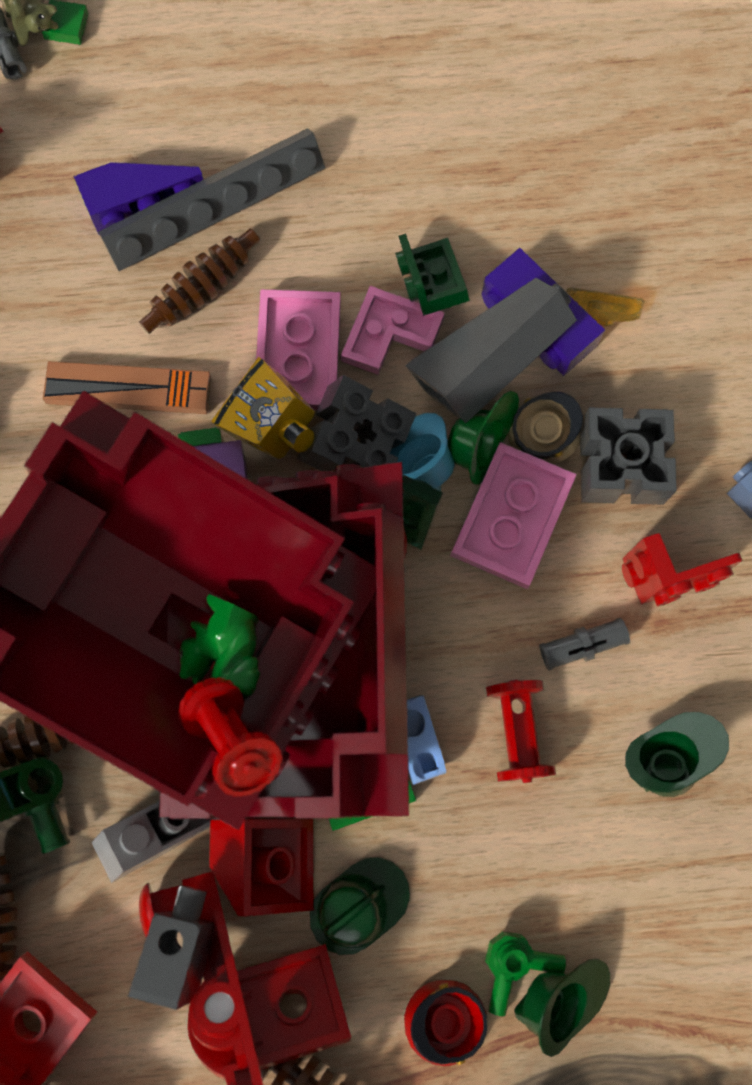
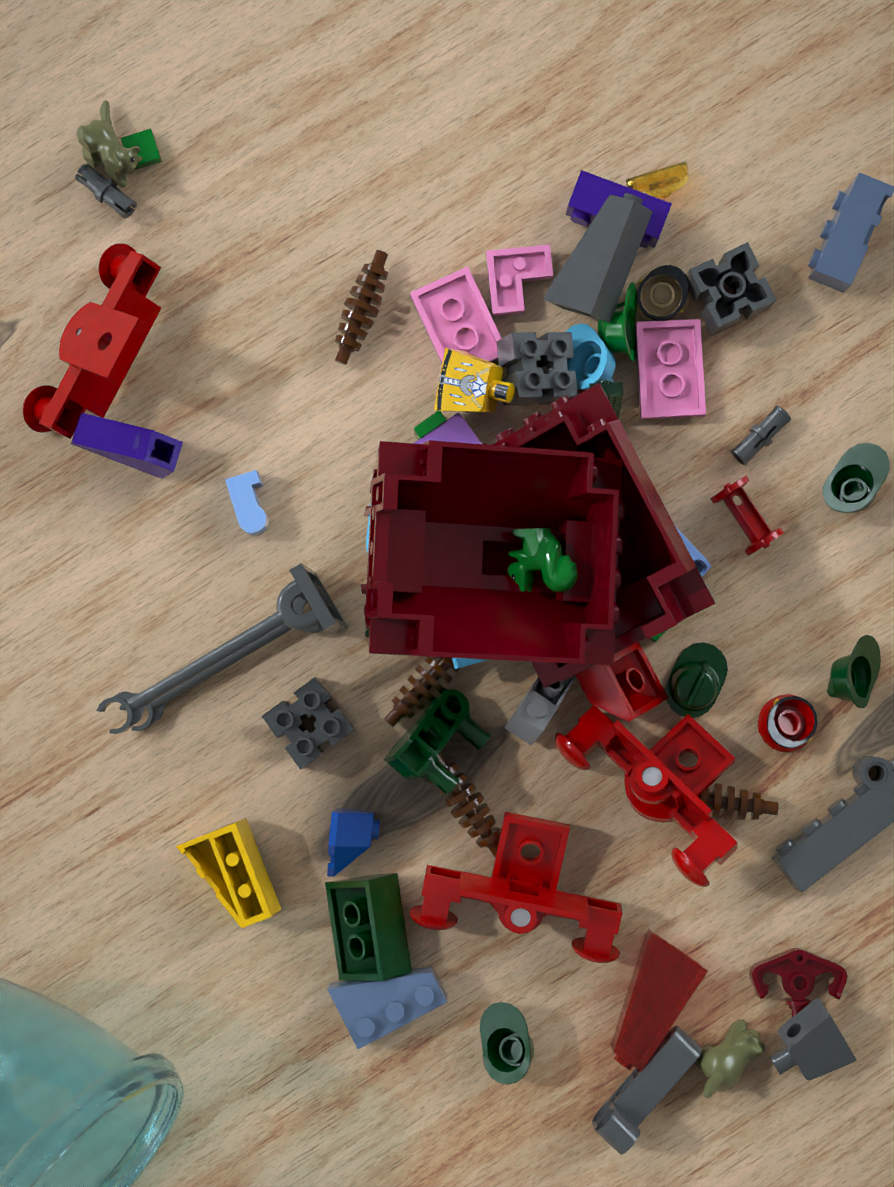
camera: 25 degrees left, 10 degrees up
(126, 188) = (271, 265): dark purple slope -> none
(129, 387) = (352, 412): nougat tile -> none
(166, 971) = (608, 773): dark grey torso -> none
(212, 199) = (337, 239): dark grey plate -> none
(244, 758) = (605, 619): red hose -> none
(433, 273) = (528, 219): dark green bracket -> none
(509, 960) = (809, 663): green piece -> none
(655, 579) = (786, 366): red bracket -> none

